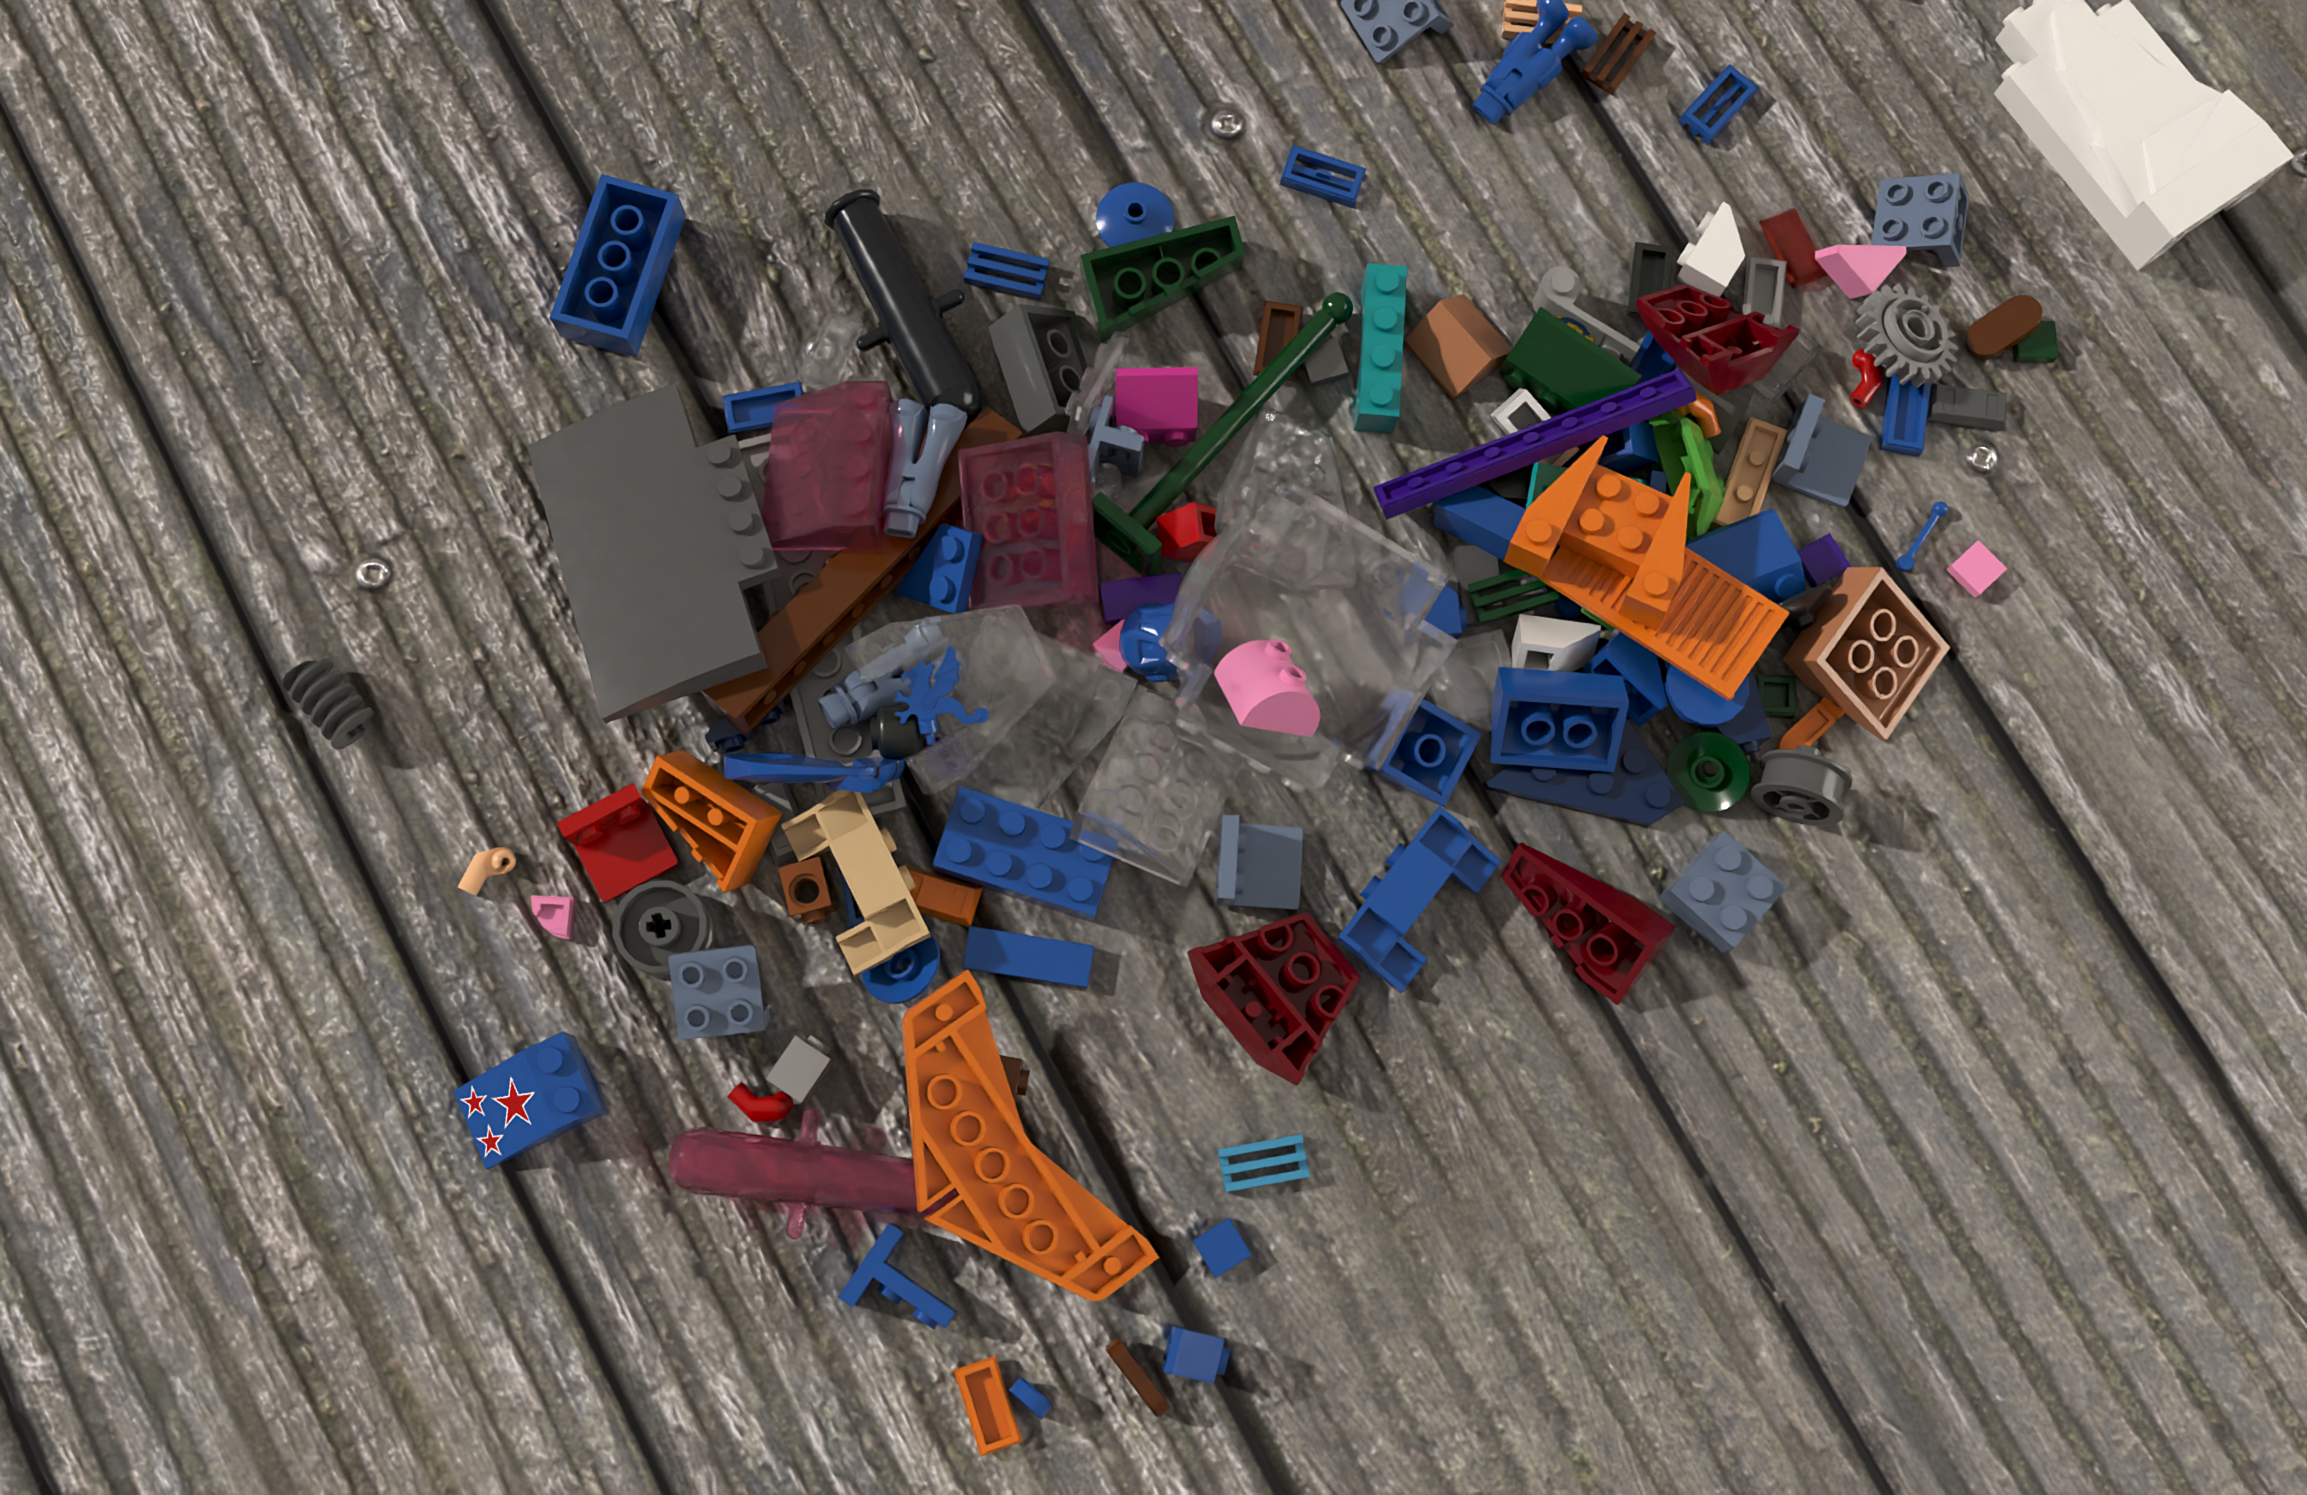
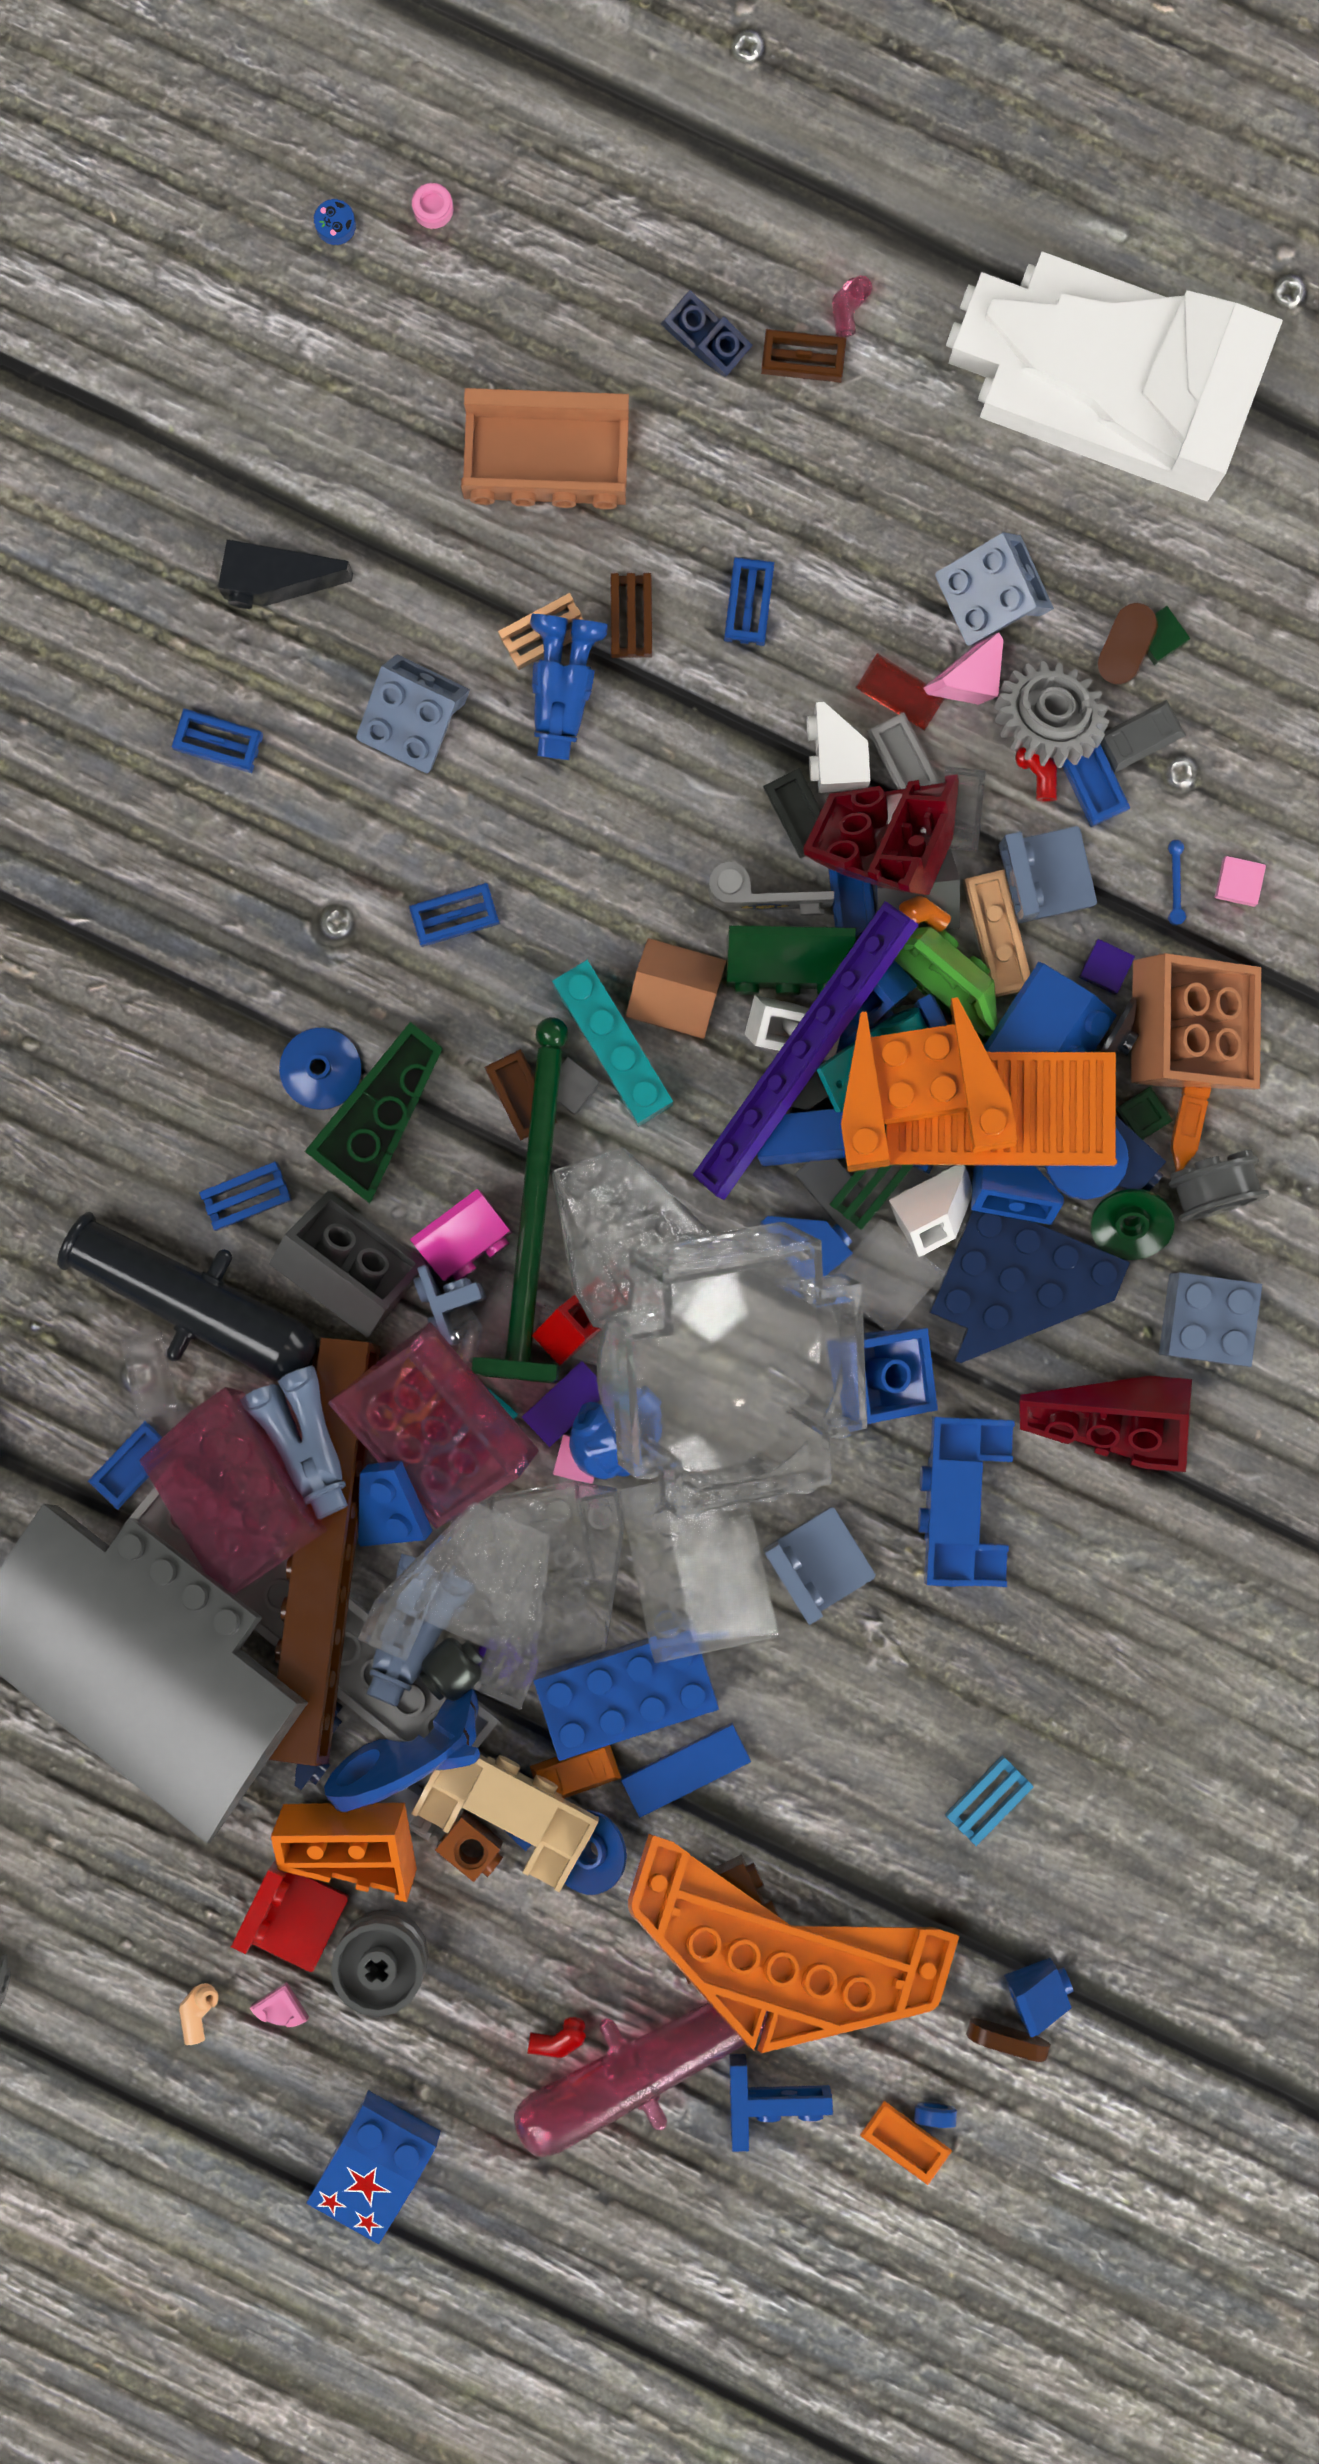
camera: 30 degrees left, 10 degrees up
(717, 992) = (463, 1987): sand blue bracket -> none
(801, 1068) = (571, 1991): light grey brick -> none
(926, 701) = (462, 1637): blue piece -> none
(1096, 382) = (398, 1253): clear plate -> none
(1221, 1247) = (1002, 1890): blue tile -> none
(1268, 688) = (729, 1426): bright pink brick -> none
(1276, 990) = (907, 1657): dark red wedge -> none
(1557, 719) = (981, 1272): blue slope -> none

